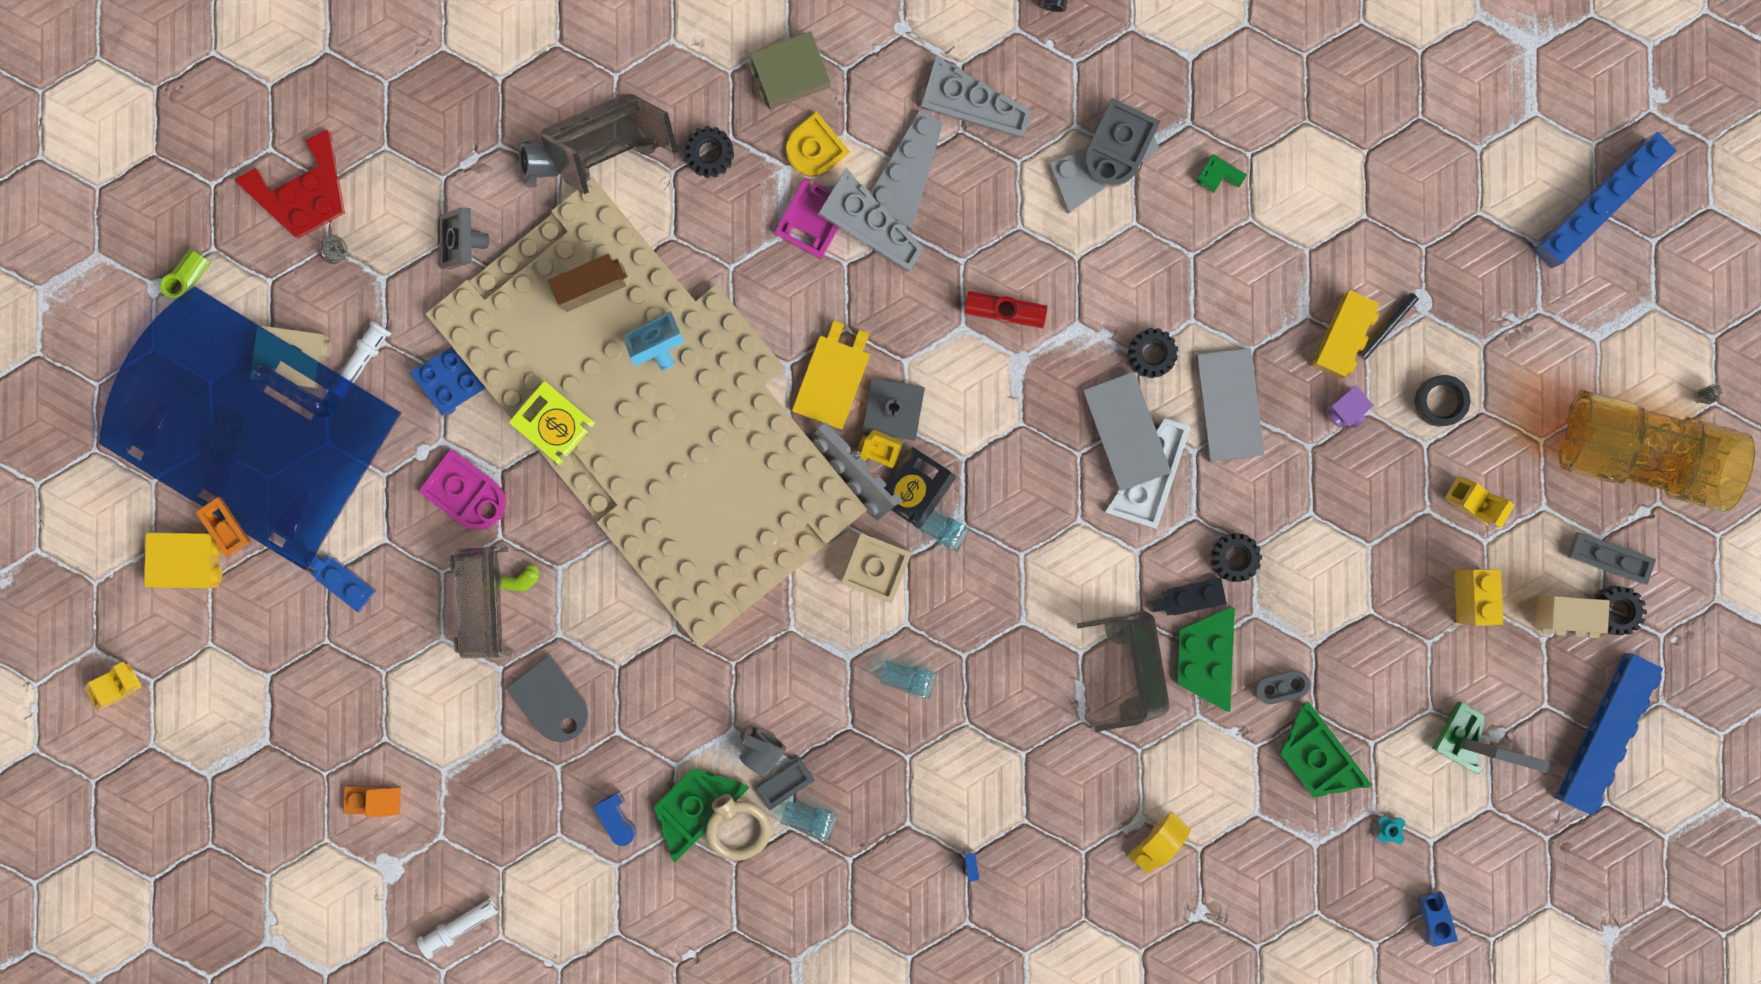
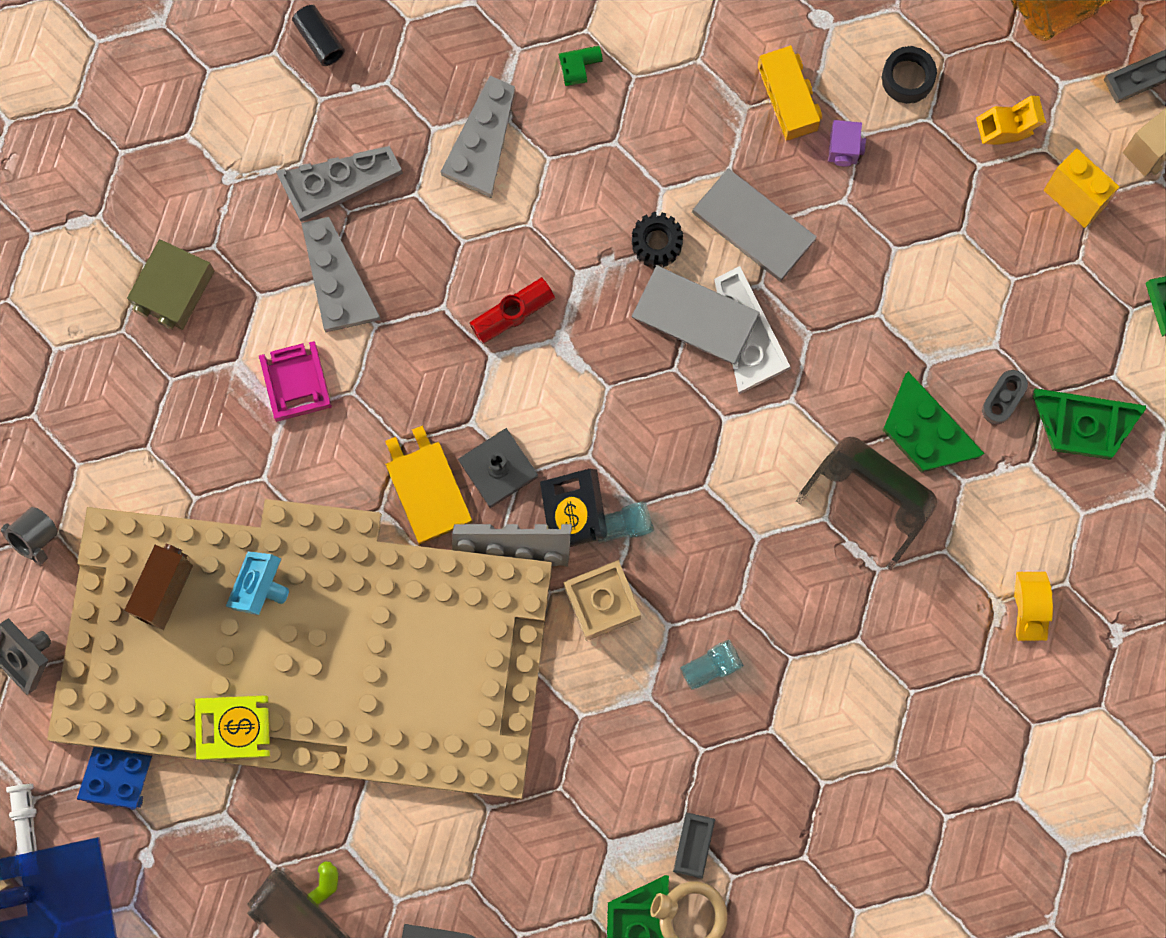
camera: 40 degrees left, 10 degrees down
(463, 491) = (210, 857): dark pink tile -> none
(605, 133) = (67, 460): clear smoke windscreen -> none
(704, 136) = (158, 388): black tyre -> none
(761, 750) = (649, 833): dark grey piece -> none
(814, 147) = (245, 326): yellow tile -> none
(816, 822) = (746, 852): clear light blue piece -> none
(863, 218) = (332, 342): light grey wing -> none
(880, 448) = (516, 505): yellow bracket -> none
(971, 865) = (904, 765): blue tile -> none
(1120, 142) = (480, 107): dark grey tile -> none
(1190, 597) = (868, 396): black hinge -> none
(1252, 557) = (878, 317): black tyre -> none
(1388, 326) = (814, 58): black bar -> none

